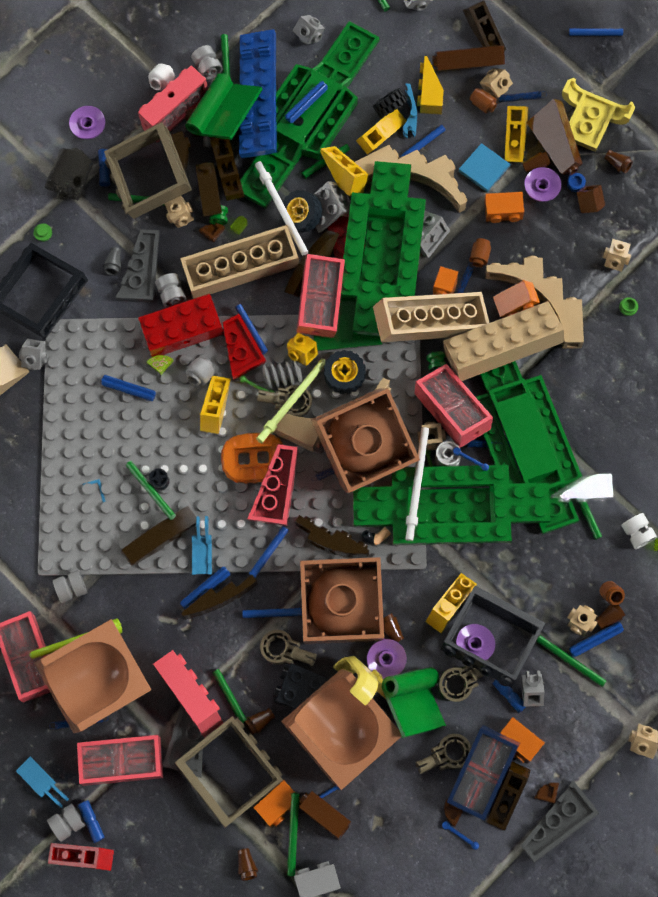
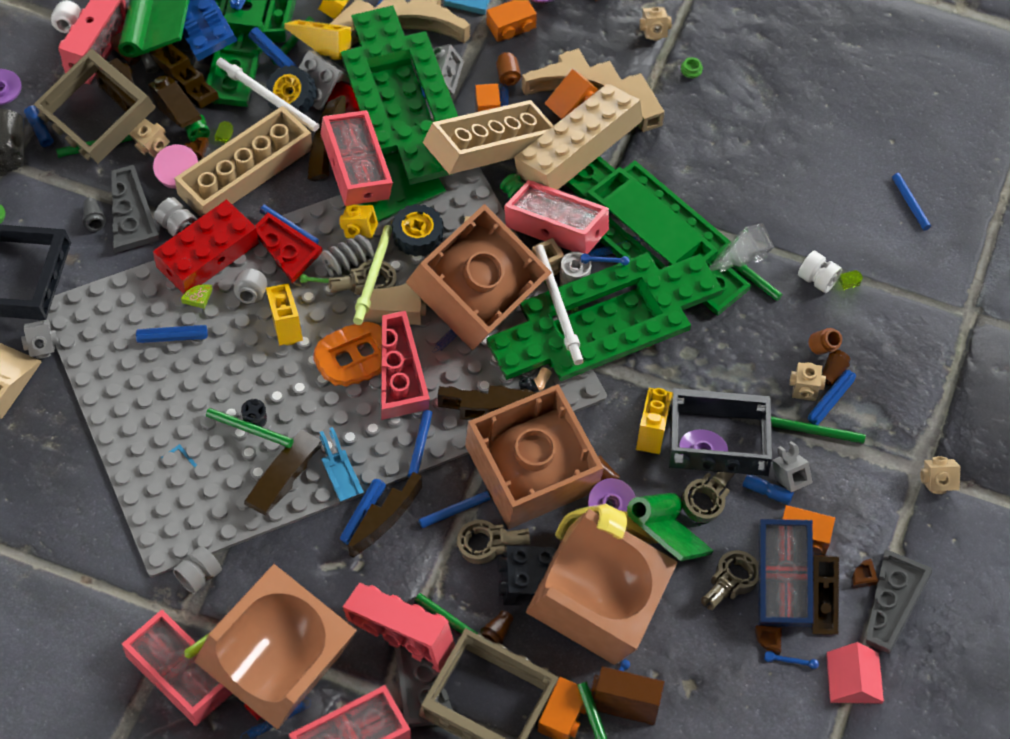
camera: 30 degrees left, 15 degrees down
(189, 241) = (172, 162): none -> bright pink tile
(303, 169) = (269, 48): none -> blue axle
(500, 868) = (854, 675): none -> coral slope

